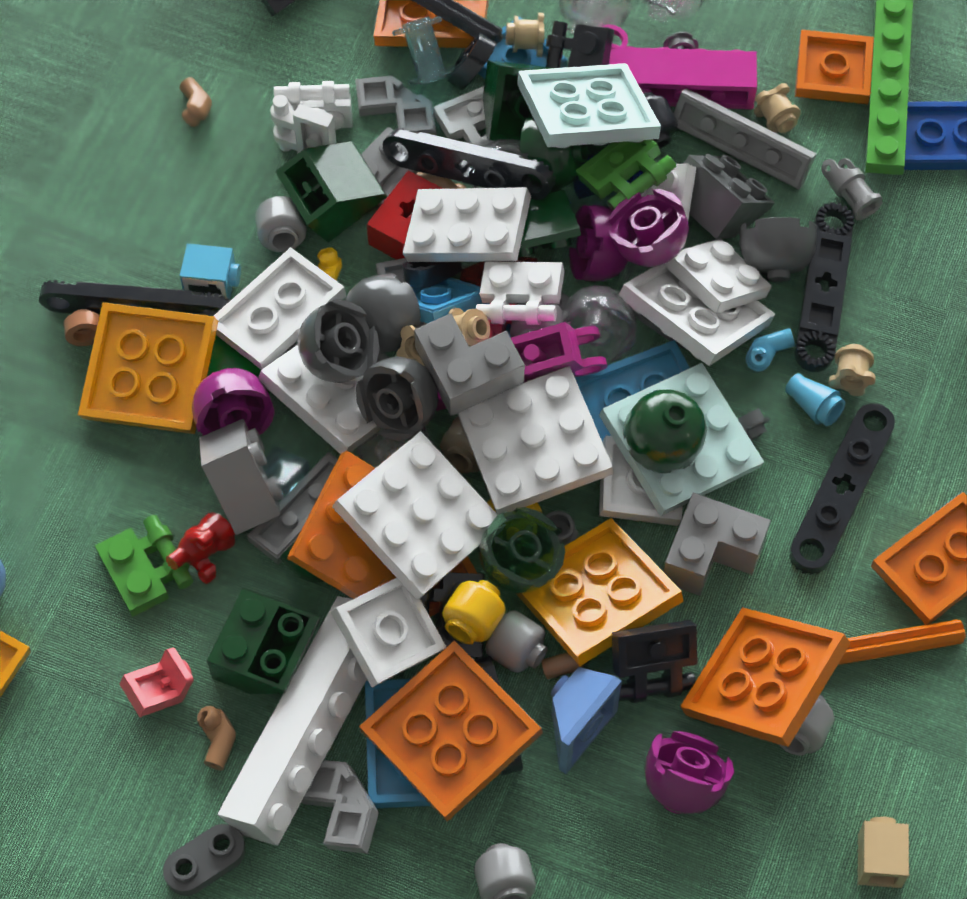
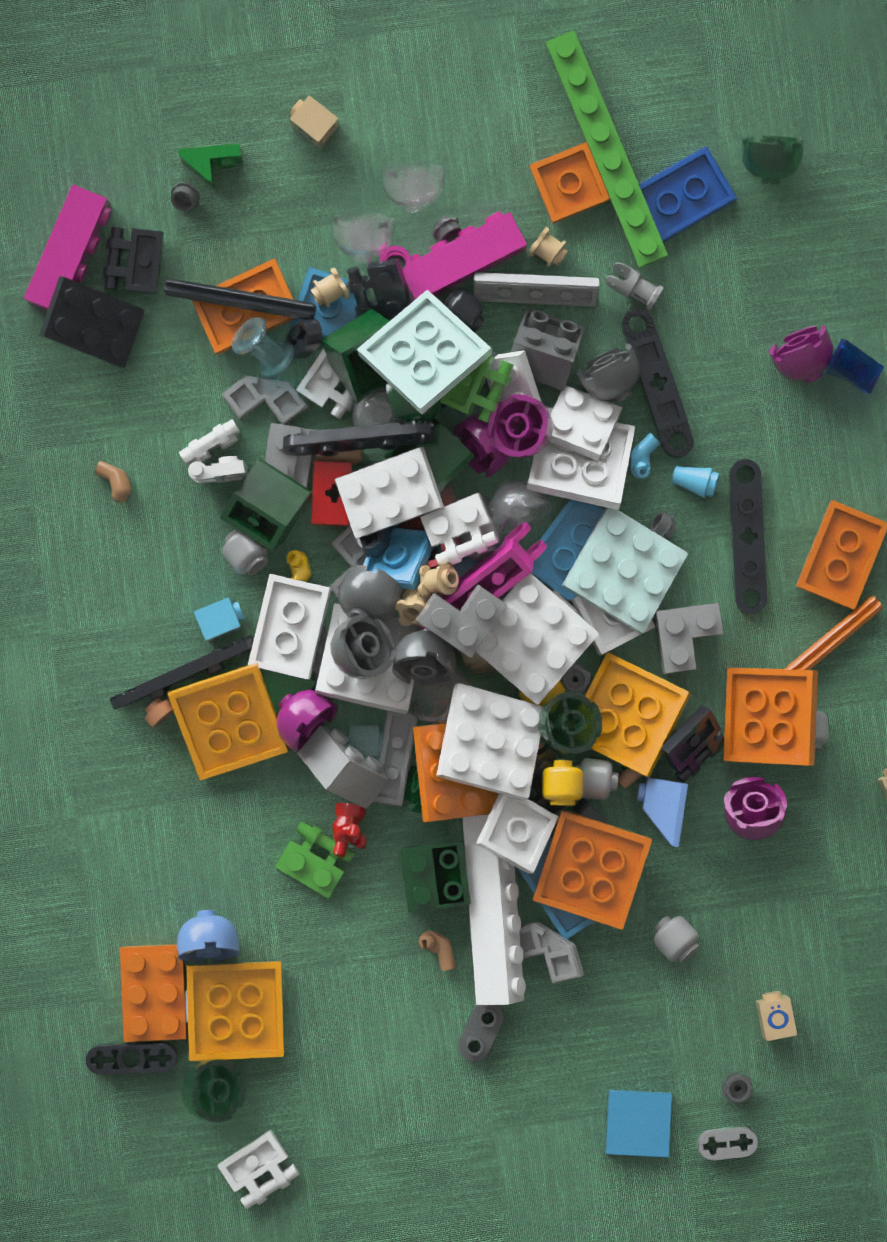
camera: 30 degrees left, 25 degrees up
(158, 684) = (380, 938): coral bracket -> none
(665, 431) = (617, 581): dark green cylinder -> none
(853, 369) = (711, 442): tan brick -> none

